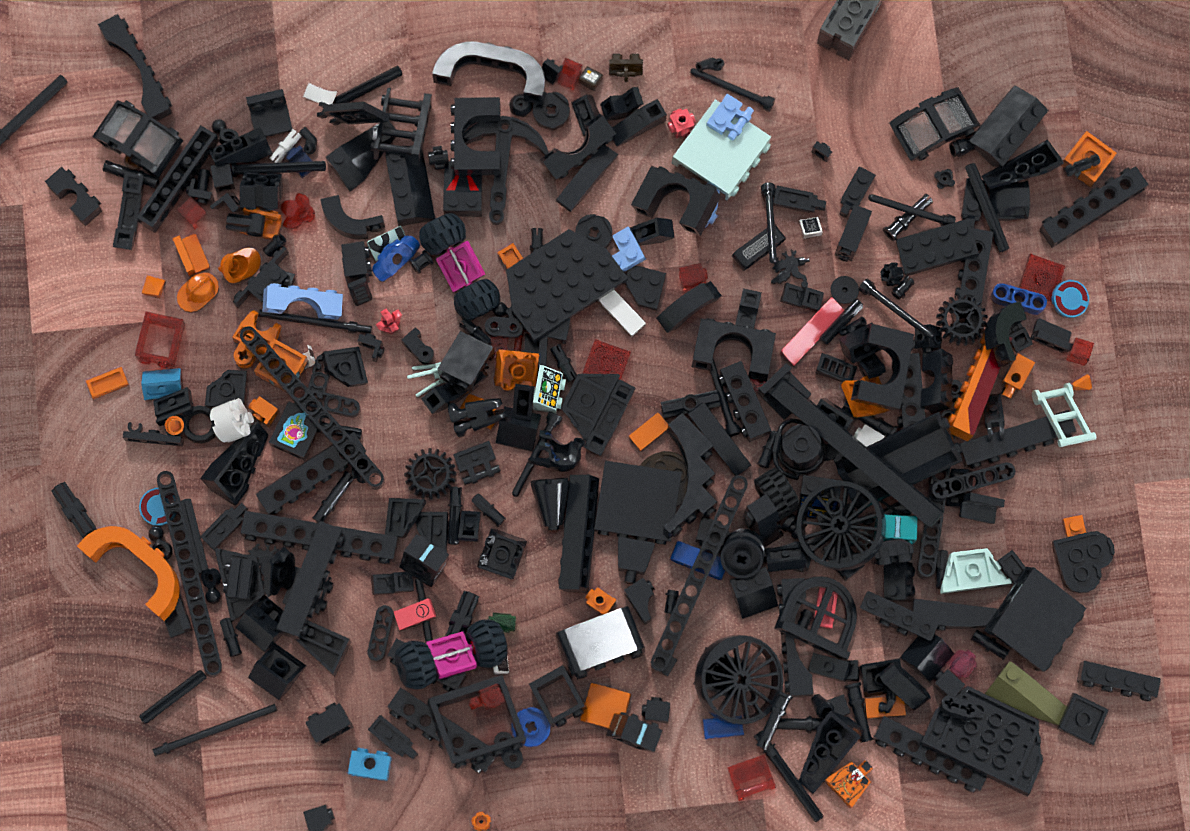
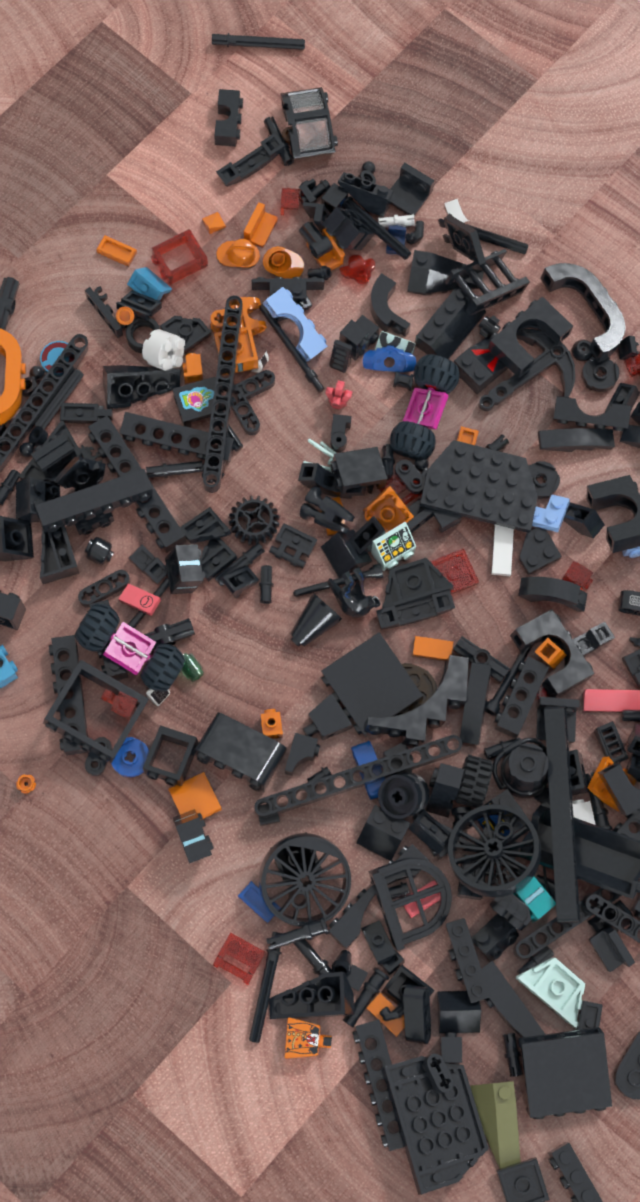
camera: 45 degrees right, 5 degrees down
(118, 37) = (344, 109): black arch -> none
(177, 178) = (295, 171): black brick -> none
(346, 366) = (277, 394): black plate -> none
(348, 611) = (99, 550): none -> black head
(370, 341) = (312, 399): black bracket -> none
(392, 737) = (33, 664): black hinge -> none
(502, 553) = (242, 622): black slope -> none
(564, 362) = (425, 541): black pin -> none
(578, 533) = (307, 663): black brick -> none
(656, 710) = (226, 839): black brick -> none
(732, 350) = (550, 653): none -> orange brick
(962, 663) = (477, 1045): clear pink head -> none

